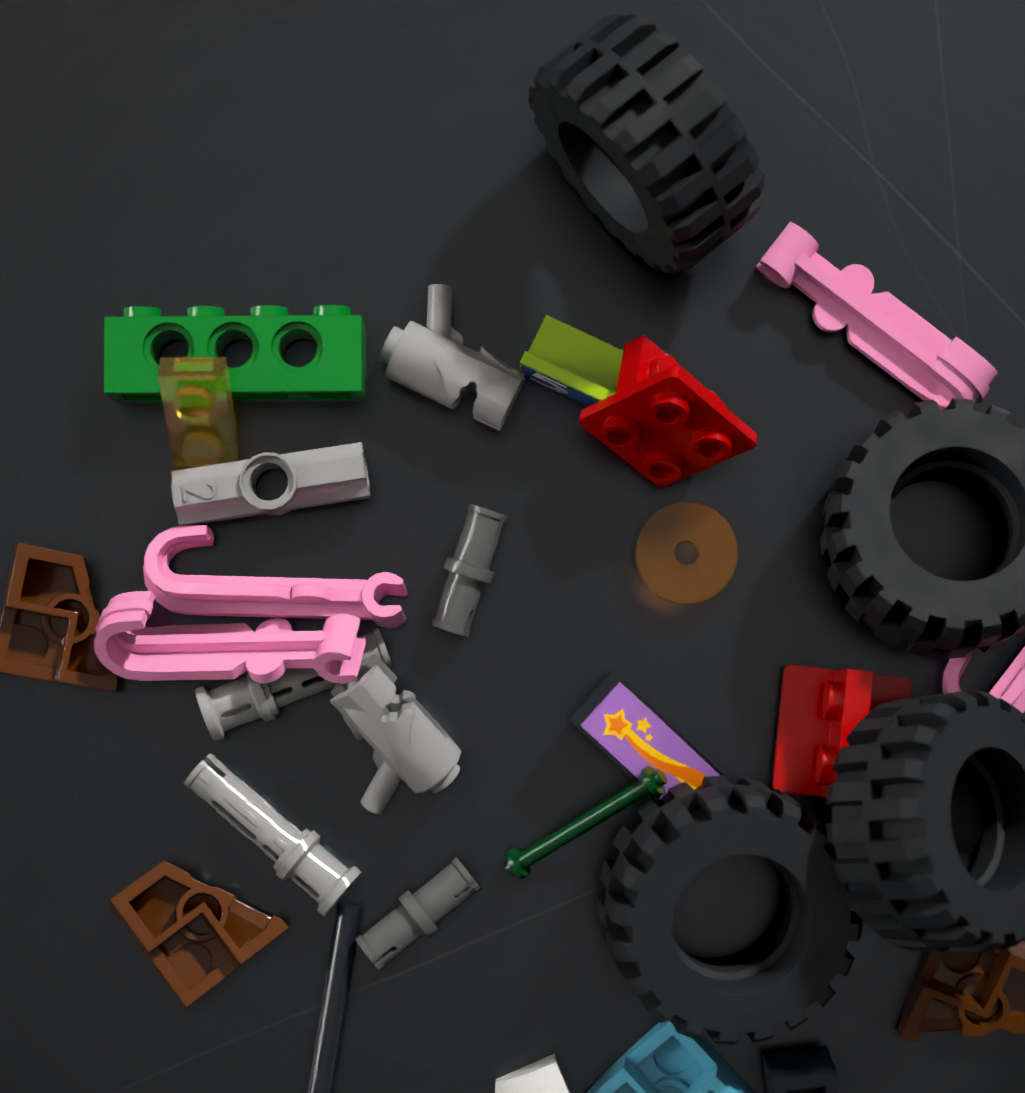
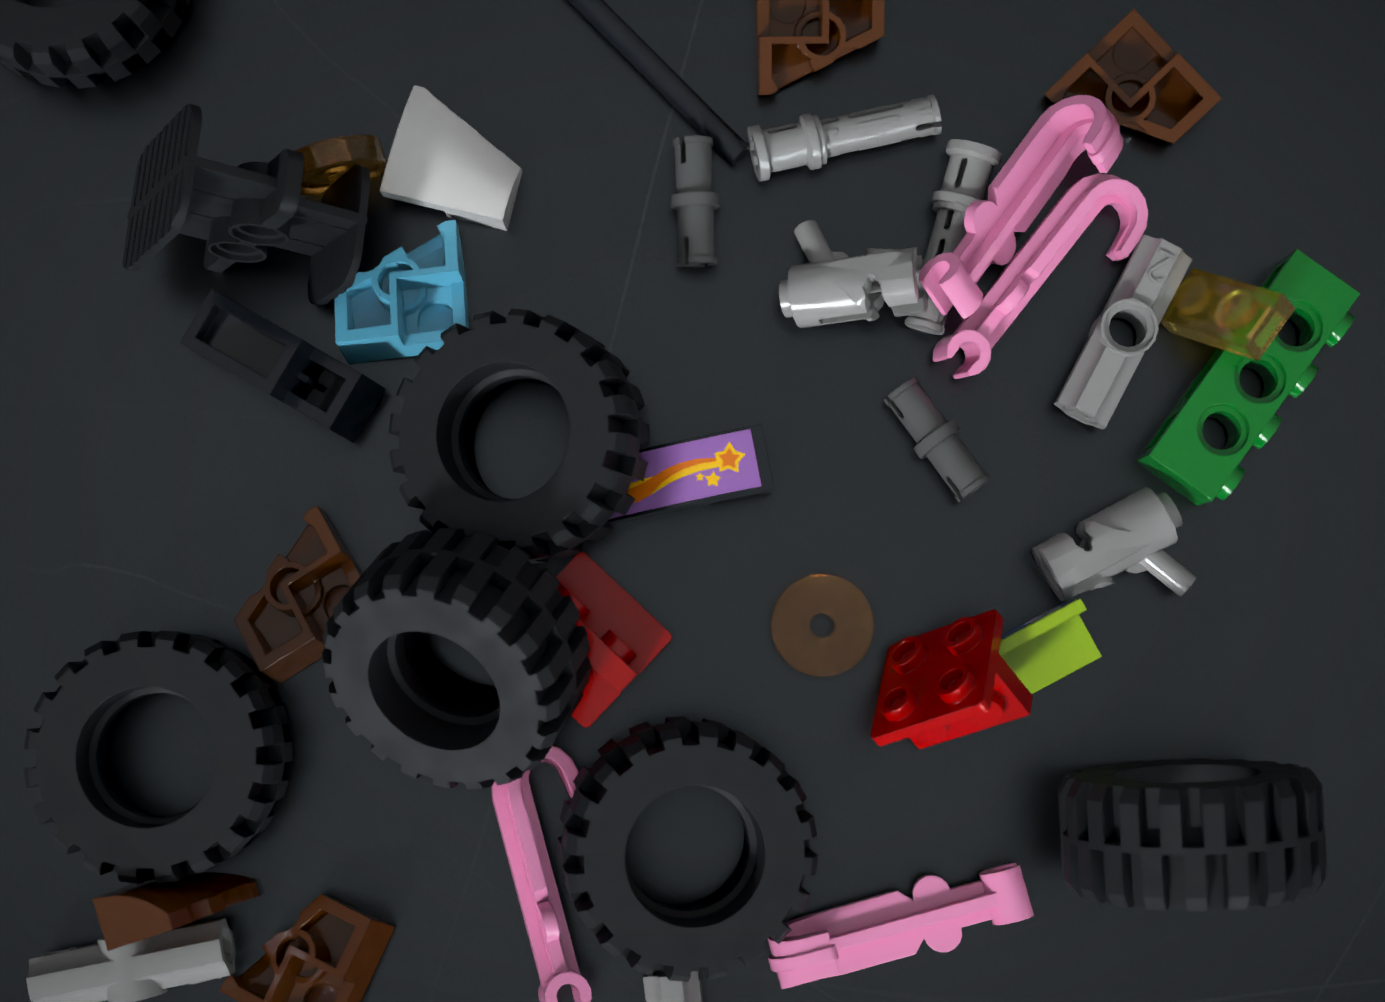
camera: 135 degrees right, 0 degrees up
(651, 782) = (674, 310): dark green axle -> none

